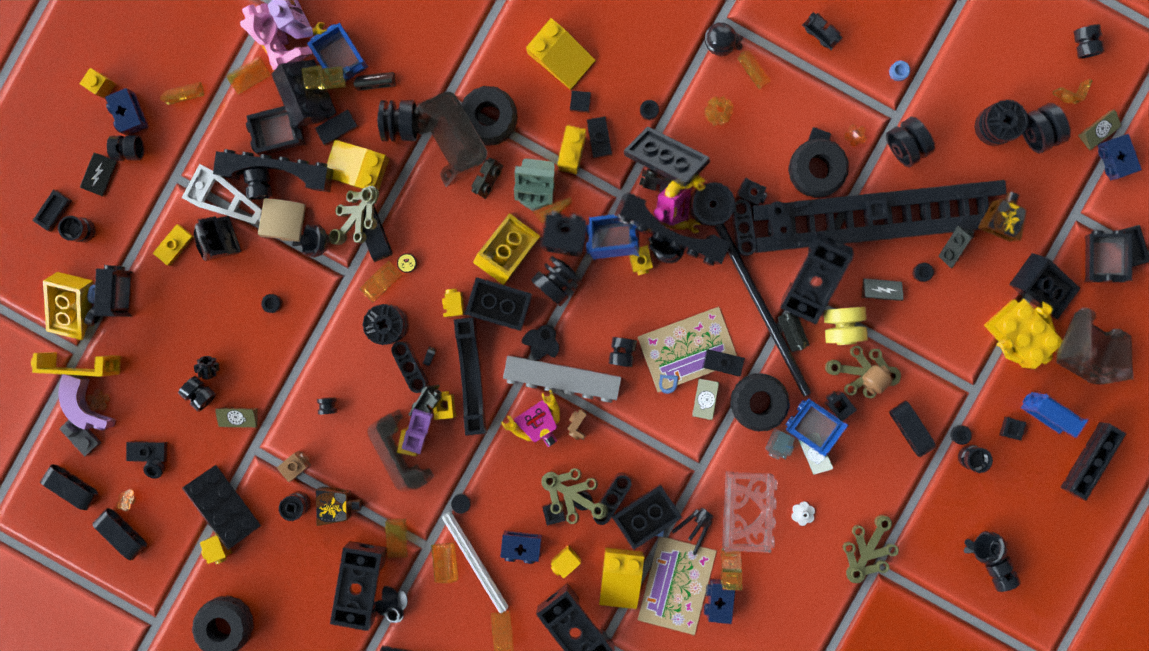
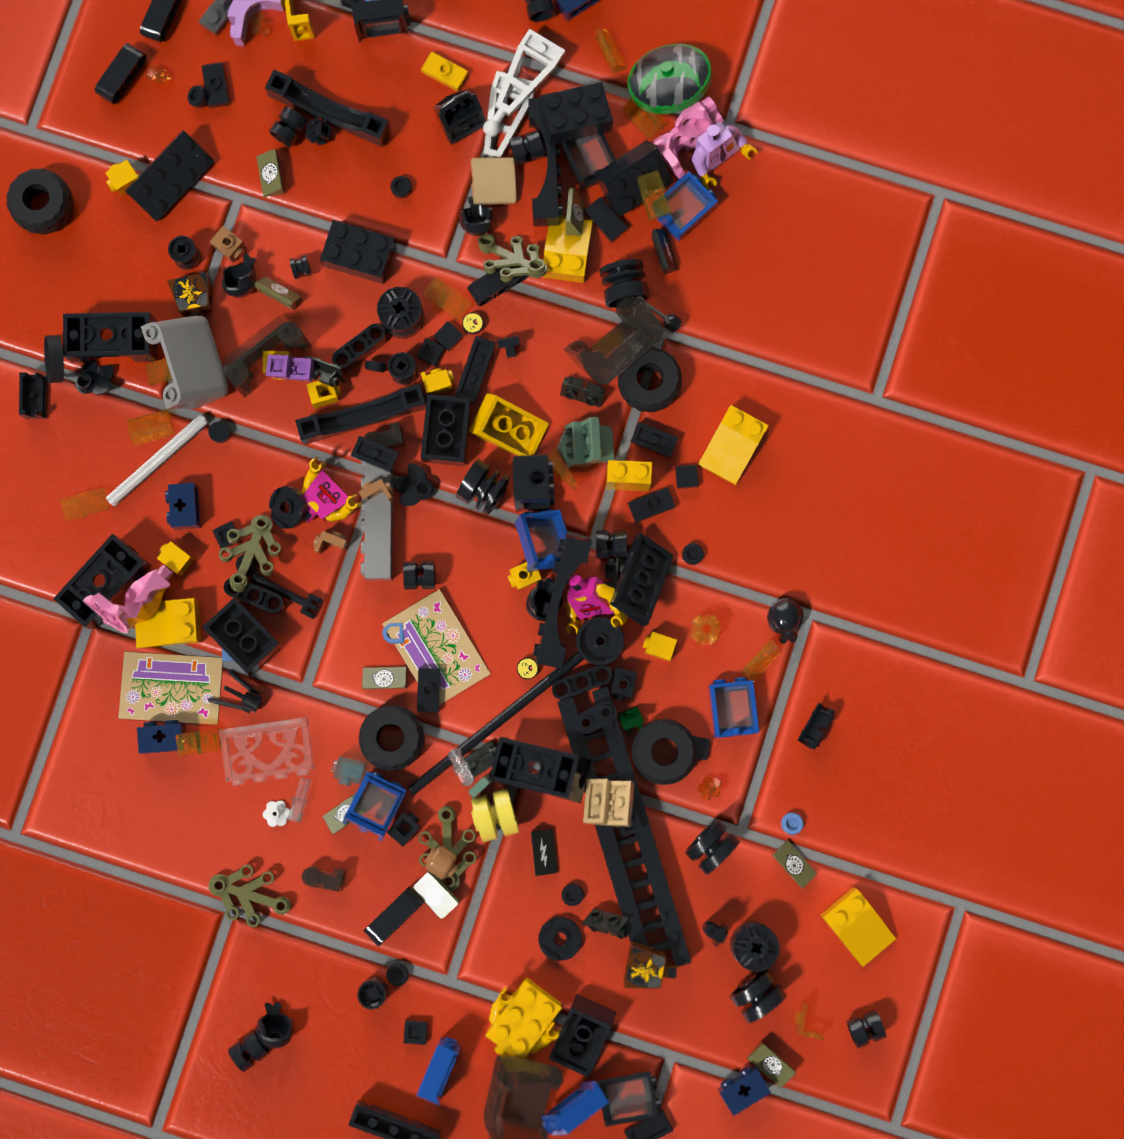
camera: 80 degrees right, 5 degrees down
(167, 157) = (542, 51): none -> white plate
(170, 380) = (359, 123): none -> black arch
(219, 42) = (670, 78): none -> dish
(234, 132) = (576, 113): none -> black brick
(323, 352) = (358, 251): none -> black brick
(326, 153) = (575, 213): none -> olive slope
(327, 461) = (240, 279): none -> black hat
(346, 429) = (278, 292): none -> olive slope
(368, 638) = (53, 358): none -> black tyre
(394, 518) = (191, 361): none -> light grey windscreen
(414, 287) = (448, 336): none -> black tile
(425, 305) = (430, 352): none -> black tile
(432, 234) = (508, 344): none -> black tile
(436, 332) = (402, 368): none -> black wheel
(439, 86) = (671, 321): none -> hinge
(448, 268) = (475, 369): none -> black plate
(497, 360) = (390, 439): none -> clear smoke leg
(509, 370) = (375, 454): none -> black plate
(537, 447) = (297, 506): none -> black tile
(540, 378) = (372, 489): none -> medium nougat bracket
(542, 123) = (654, 440): none -> black plate
(599, 599) = (139, 604): none -> bright pink hips
(627, 454) = (258, 578): none -> black hinge
(631, 172) = (619, 544): none -> black wheel
(721, 273) = (527, 668): none -> light yellow tile
(725, 154) = (659, 646): none -> yellow brick
(783, 191) = (630, 718): none -> dark green tile
(791, 100) = (733, 708): none -> window
(797, 491) = (299, 801): none -> clear axle
(800, 346) = (461, 767): none -> clear axle
(818, 332) = (480, 786): none -> sand green tile
(857, 223) = (608, 802): none -> tan slope
(869, 482) = (321, 879): none -> clear smoke leg
(902, 389) = (435, 895): none -> slope
(935, 75) = (794, 864): none -> olive slope
(947, 293) = (560, 925): none -> black tile
(983, 153) = (715, 932): none -> black hinge
(998, 32) = (858, 926): none -> yellow slope
(1112, 304) = (574, 1109): none -> blue window

